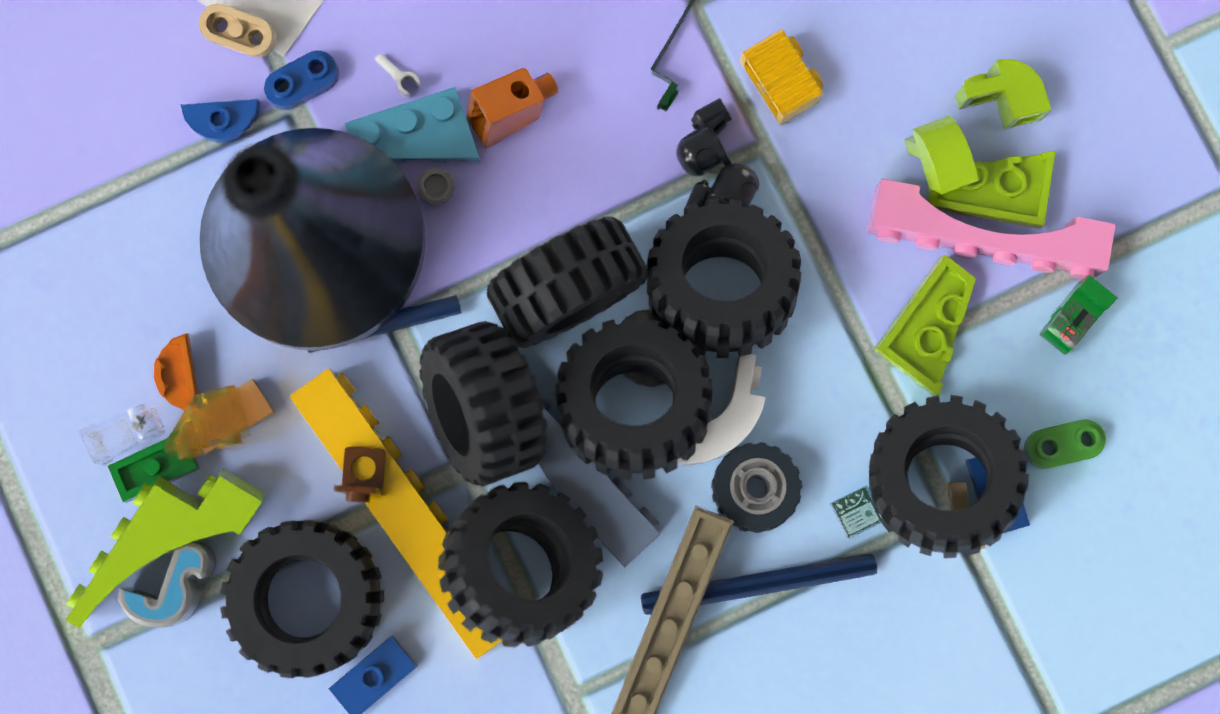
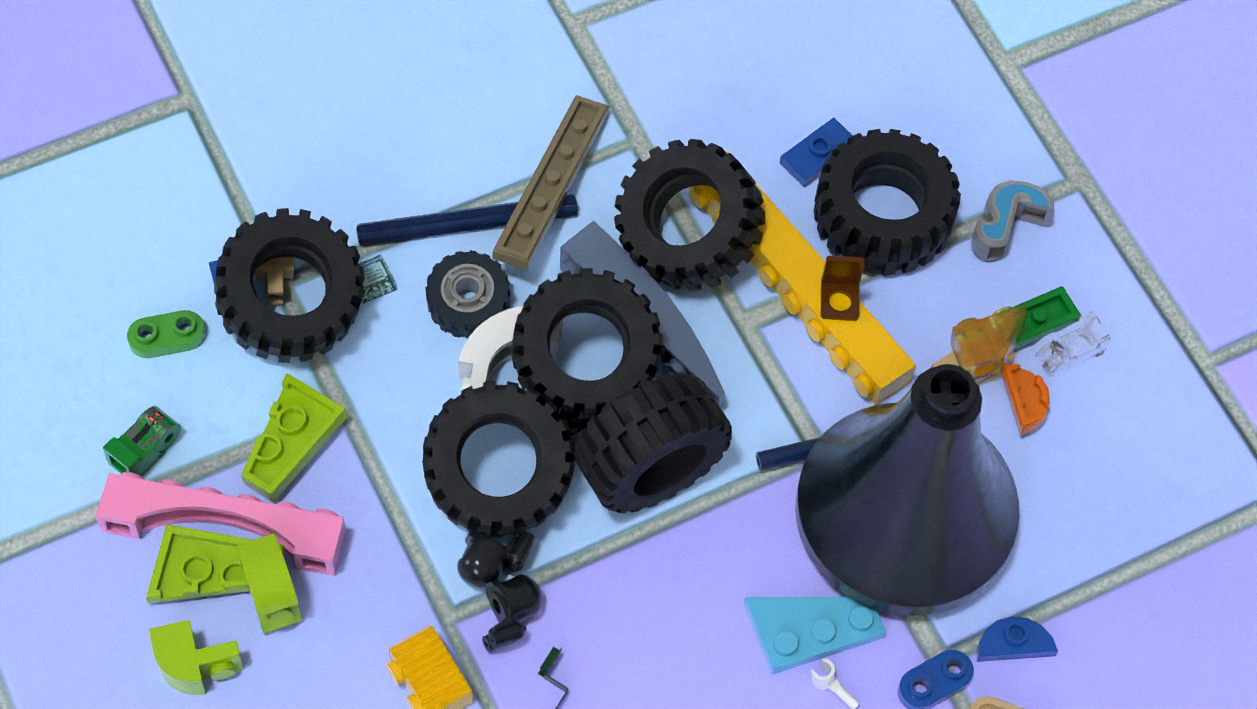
camera: 175 degrees right, 20 degrees down
(162, 523) = (1019, 264): lime arch -> none
(436, 186) = (787, 569): light grey piece -> none
(483, 403) = (730, 336): black tyre -> none
(508, 104) = (724, 626): orange torso -> none

